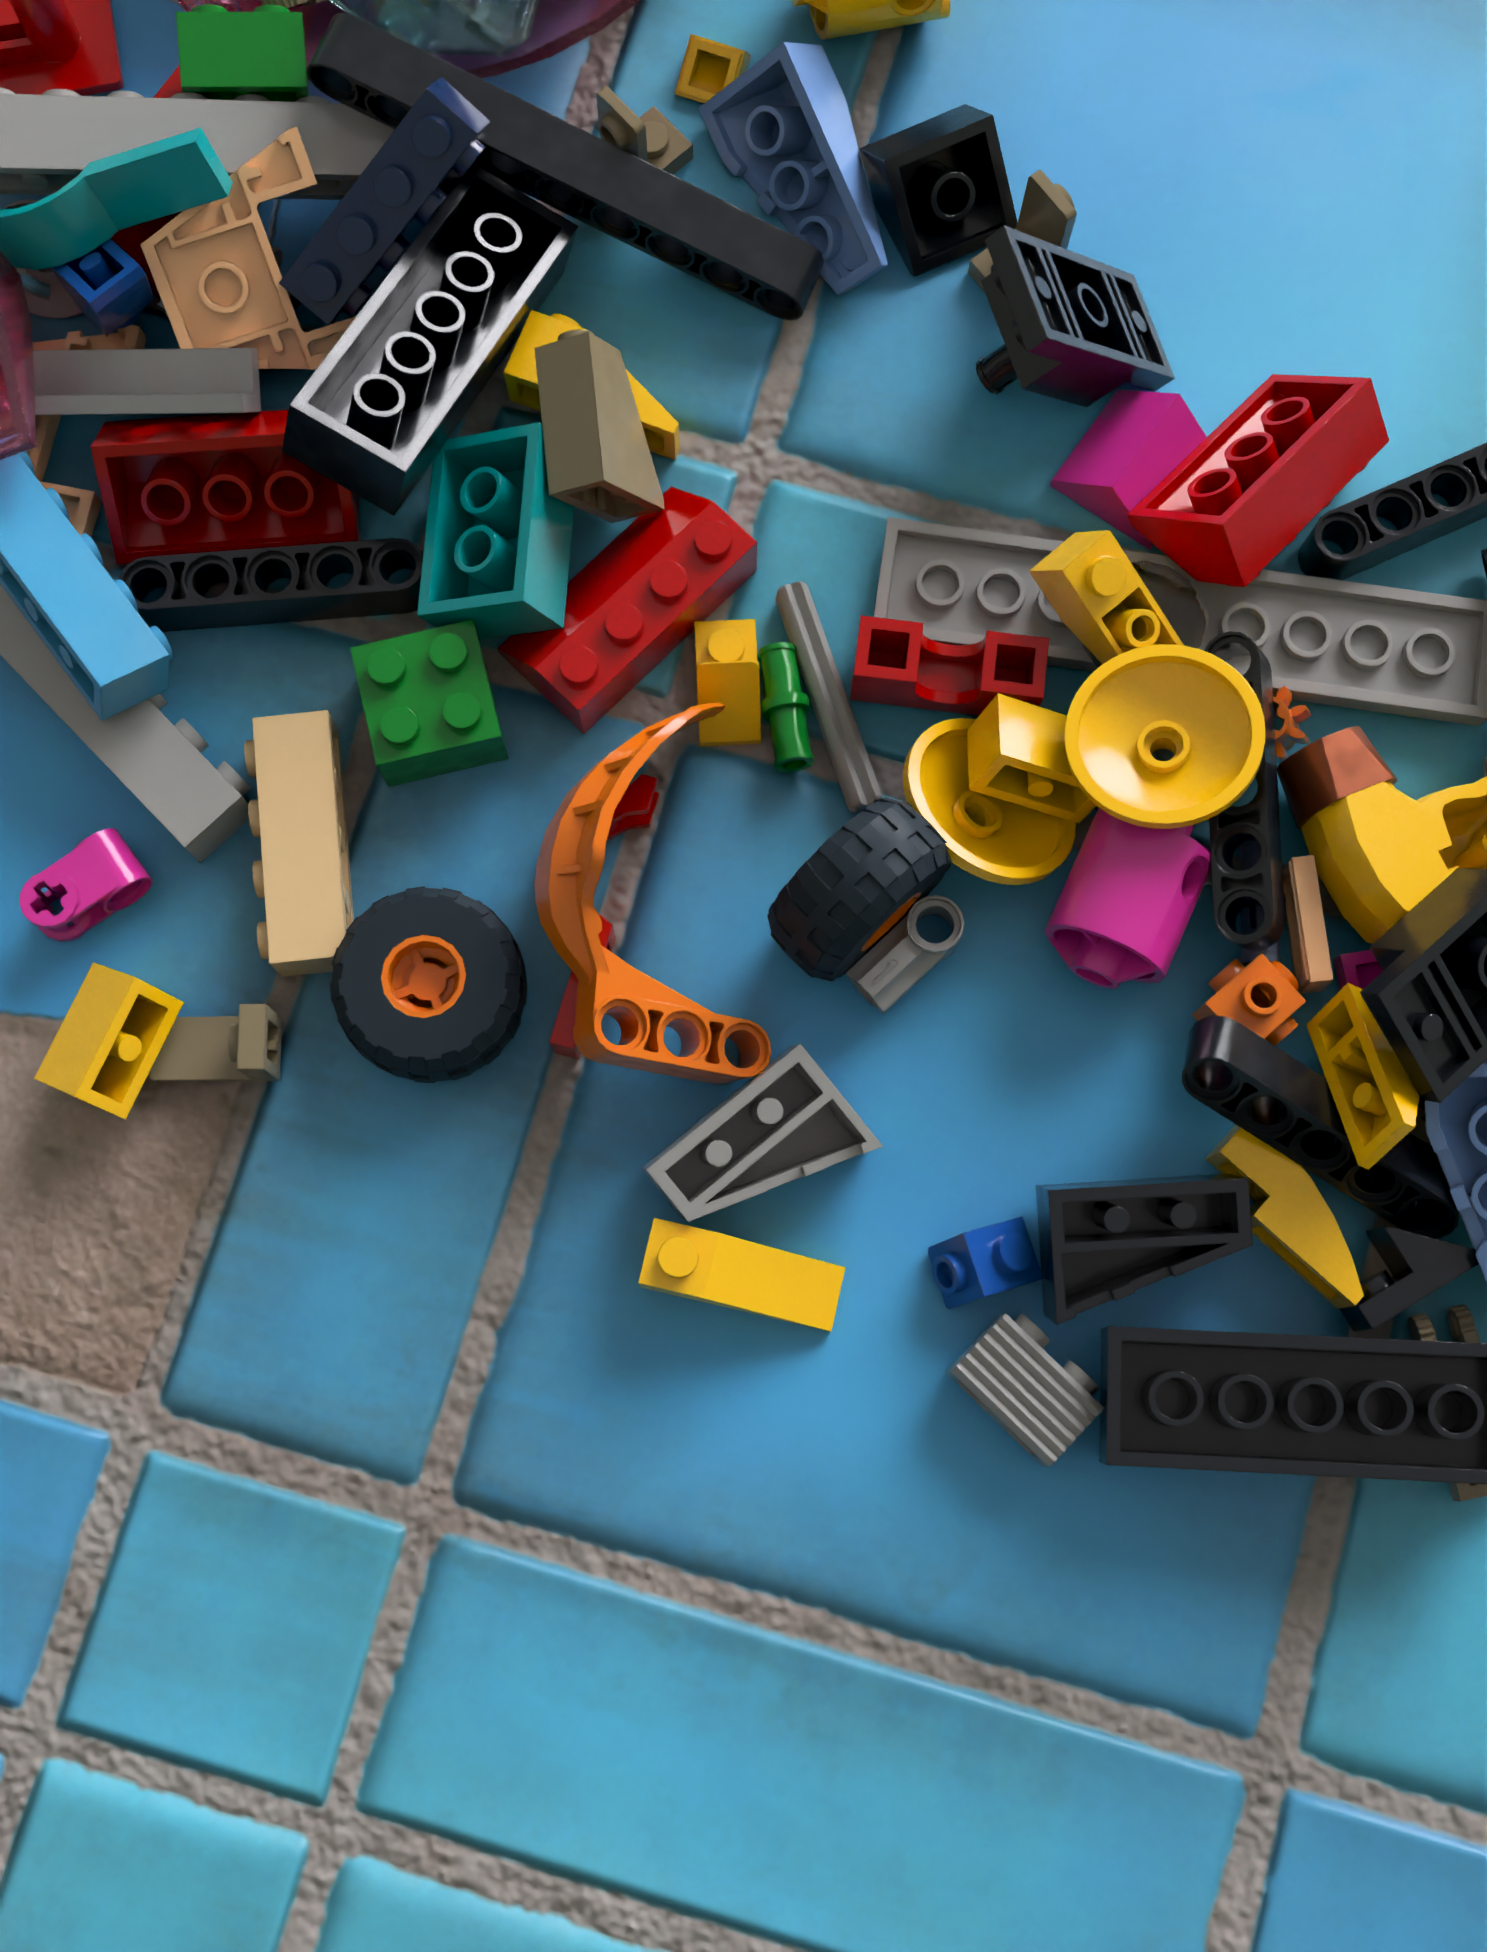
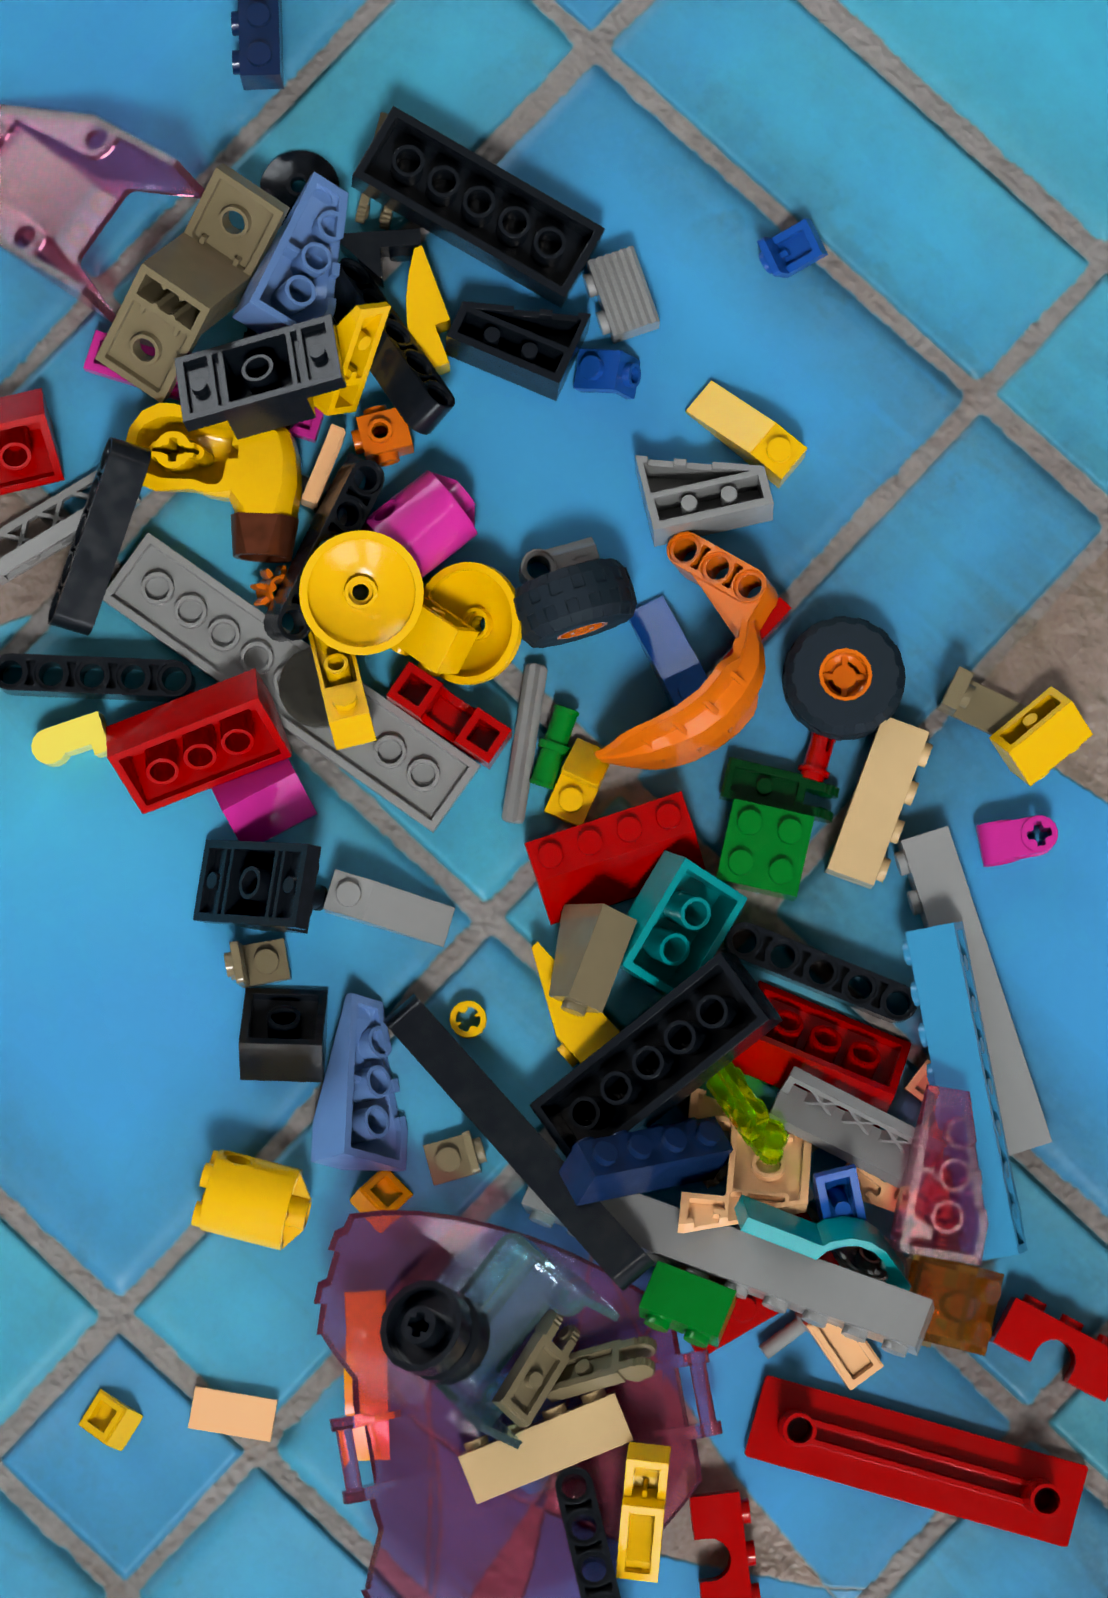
camera: 150 degrees left, 5 degrees up
(275, 337) = (748, 1114): none -> clear neon green hinge
(416, 856) = (817, 758): none -> red pin
(454, 794) = (775, 788): none -> dark green hinge
(684, 900) = (667, 650): none -> blue slope
(732, 313) = (473, 1031): none -> yellow bush
(813, 1588) = (791, 249): none -> blue bracket
(898, 397) = (388, 908): none -> light grey slope
(1424, 409) = (60, 742): none -> light yellow leg

